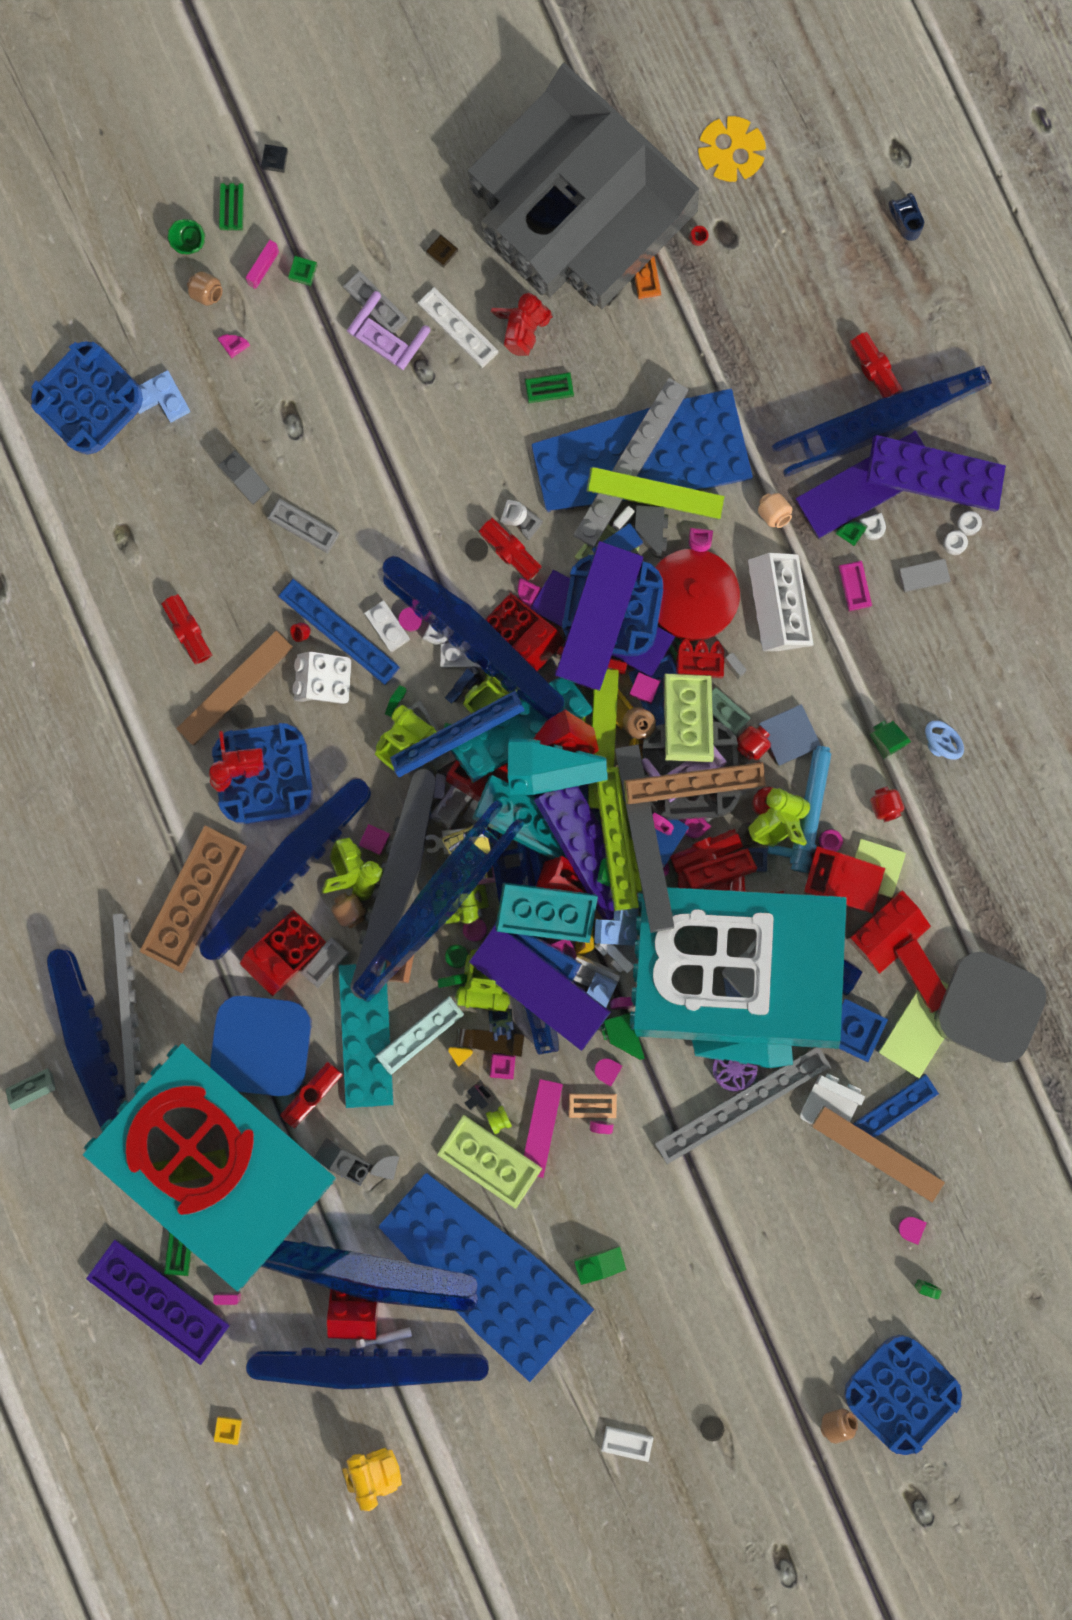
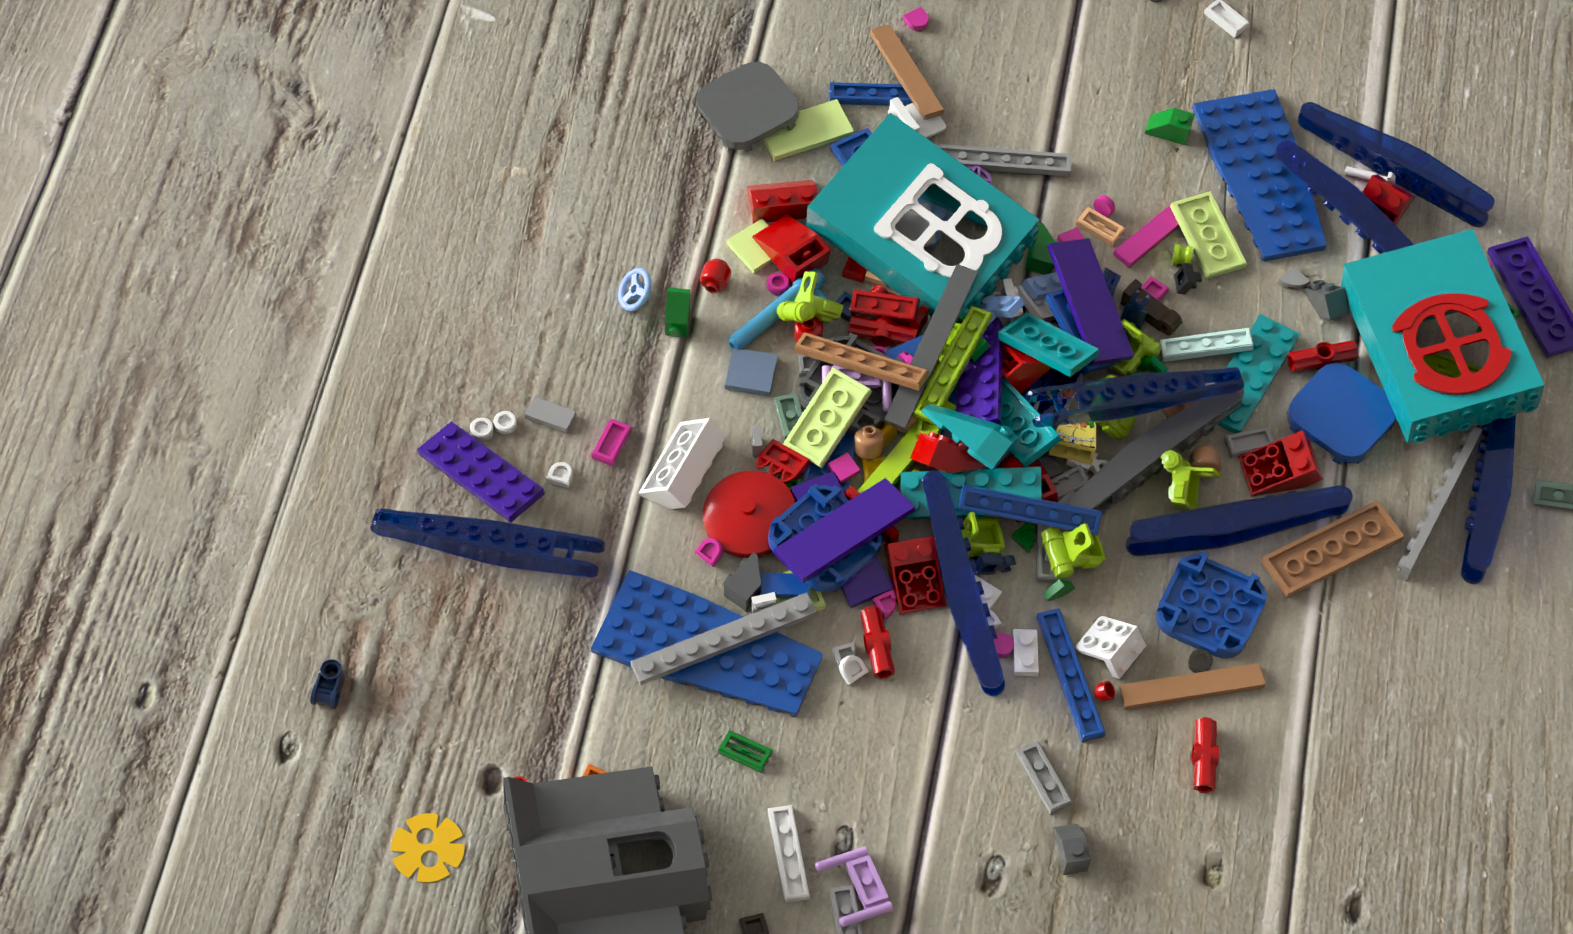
camera: 150 degrees left, 25 degrees down
(227, 1430) = (1531, 190): yellow tile -> none
(235, 764) = (1234, 611): red piece -> none
(372, 1476) = (1437, 94): yellow piece -> none
(374, 839) = (1148, 502): dark pink tile -> none
(460, 1055) = (1185, 311): yellow slope -> none
(476, 549) = (905, 663): clear smoke tile -> none
(523, 323) = (730, 807): red piece -> none
(621, 1003) = (1027, 271): dark pink tile -> none
(655, 493) = (724, 599): lime tile -> none
(745, 836) = (838, 327): clear smoke tile -> none
(753, 742) = (786, 377): red head -> none
(775, 510) = (632, 531): light nougat head -> none
(845, 496) = (558, 510): dark purple tile -> none
(852, 532) = (582, 479): green tile -> none
(875, 365) = (457, 587): red piece -> none
(922, 974) = (781, 155): red tile -> none

